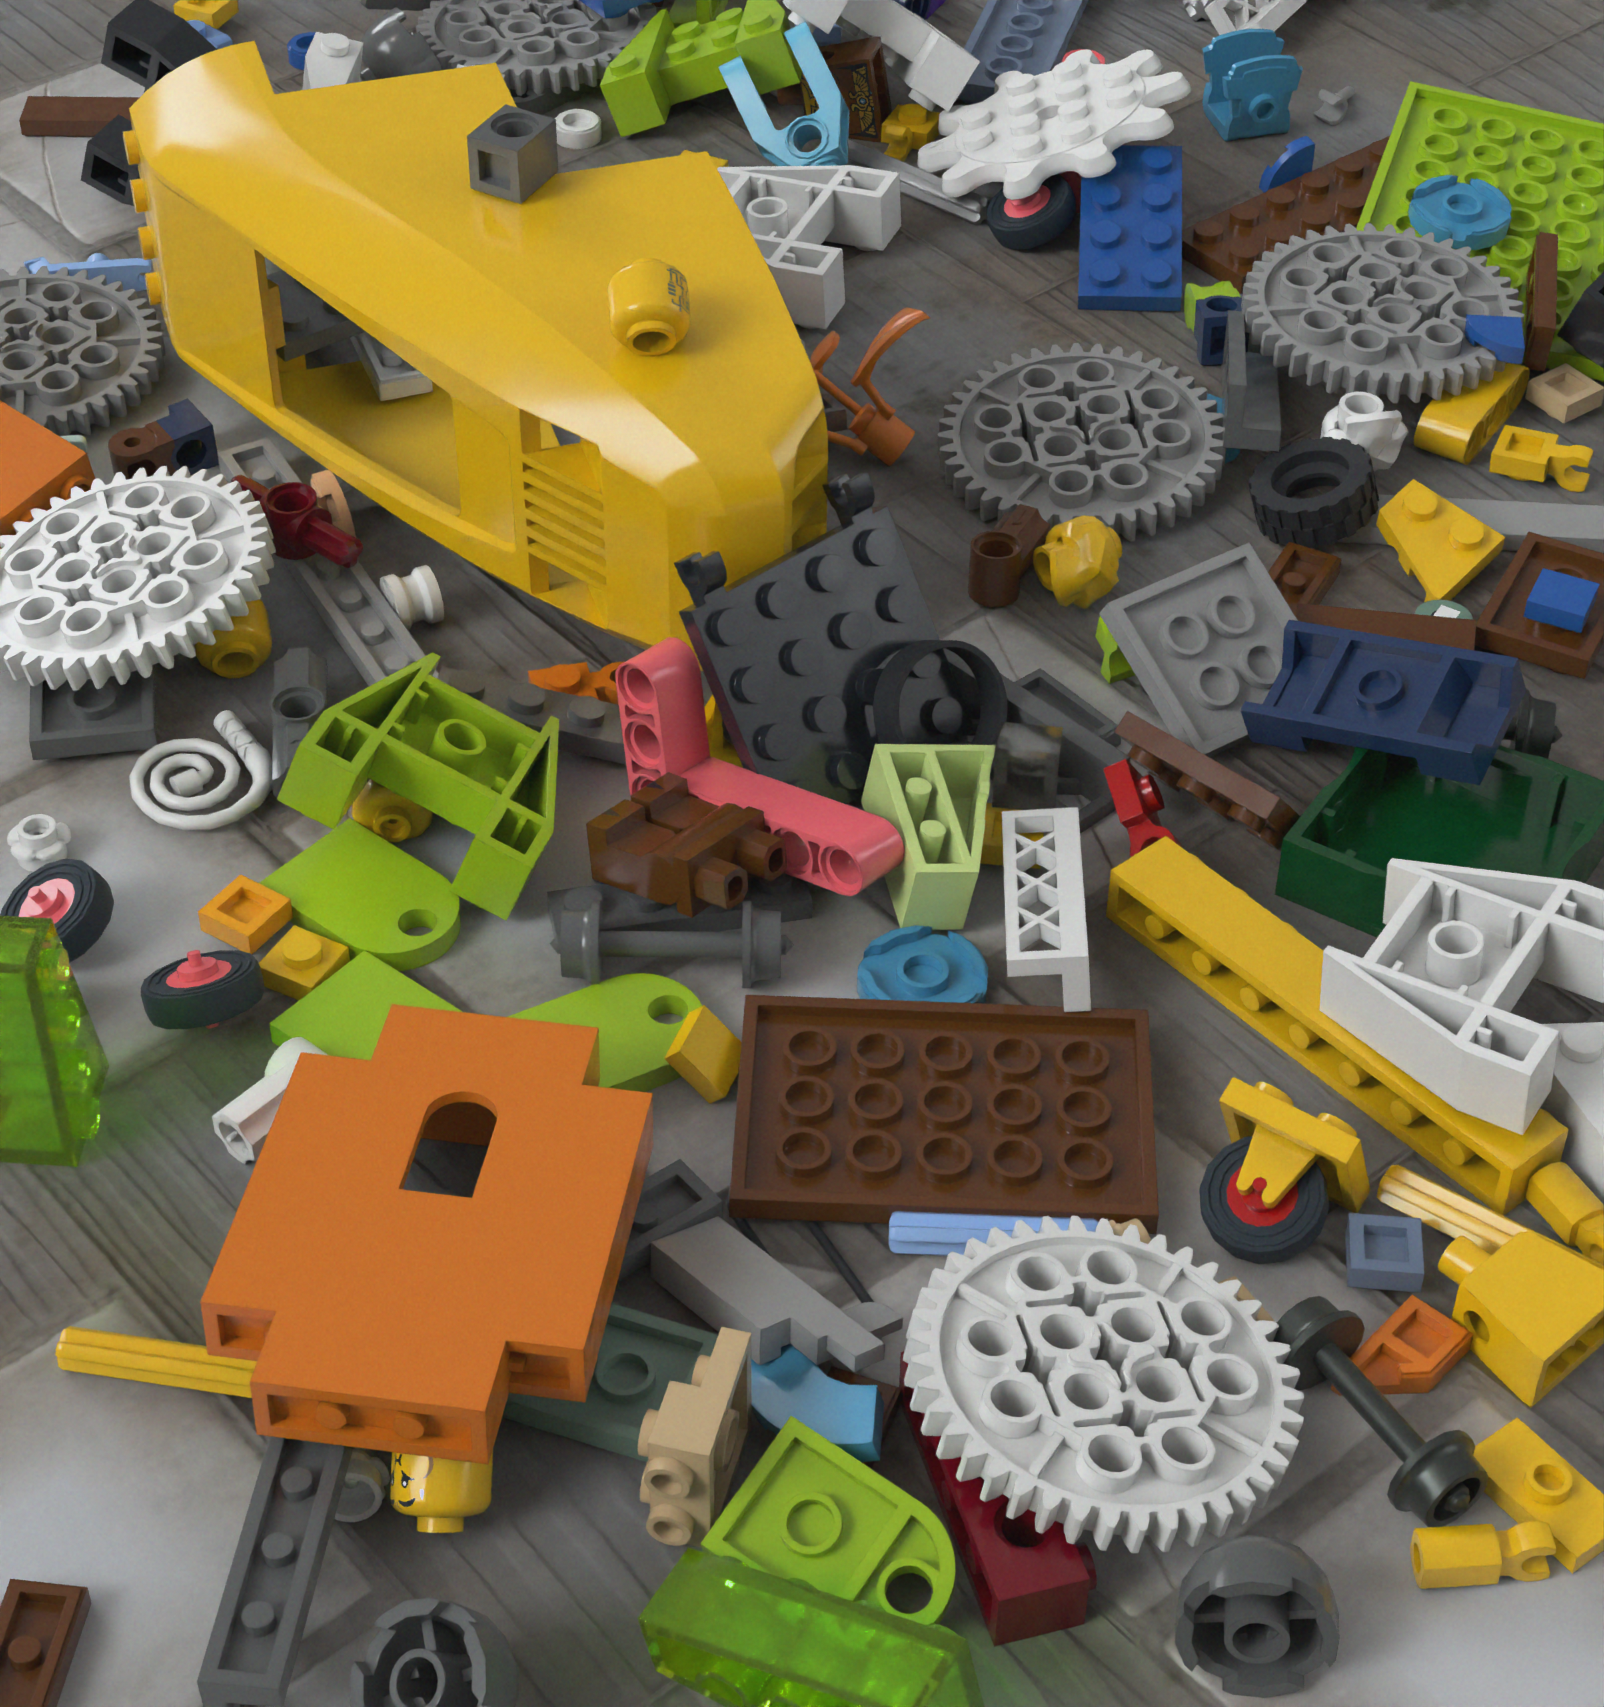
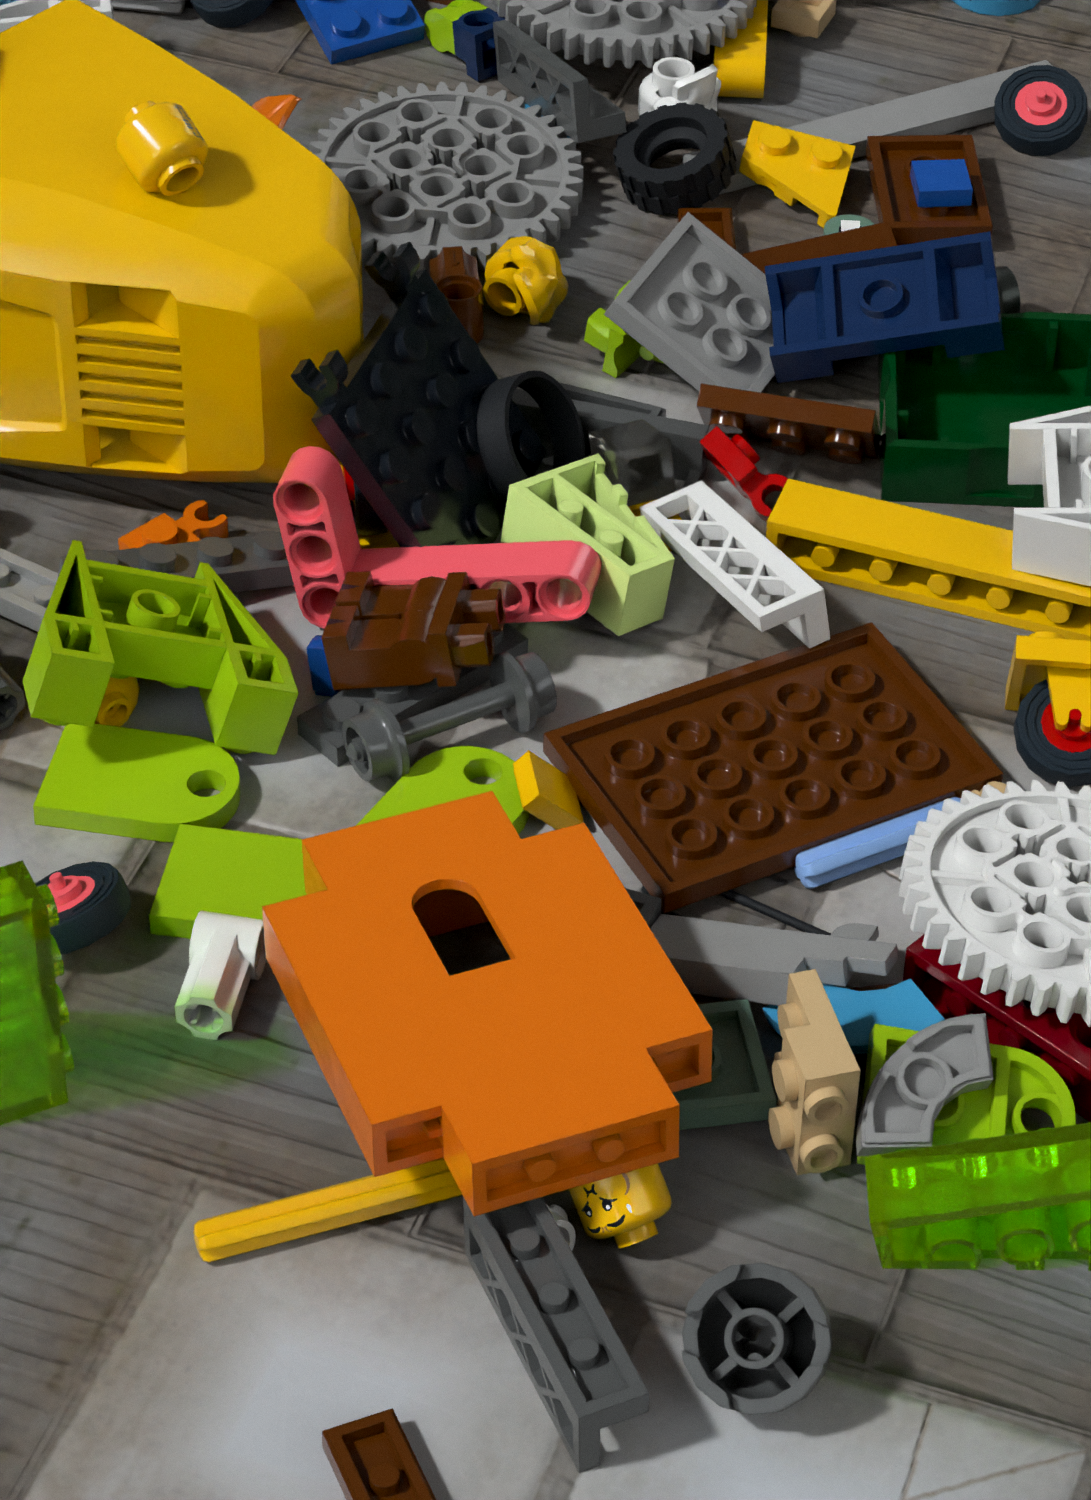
camera: 30 degrees left, 0 degrees up
(245, 914) = (46, 834): light orange plate -> none
(302, 962) = (134, 853): yellow plate -> none
(797, 1495) = (921, 1080): none -> light grey tile
(922, 967) = (657, 661): dark azure tile -> none
(1534, 454) = (821, 73): yellow plate -> none

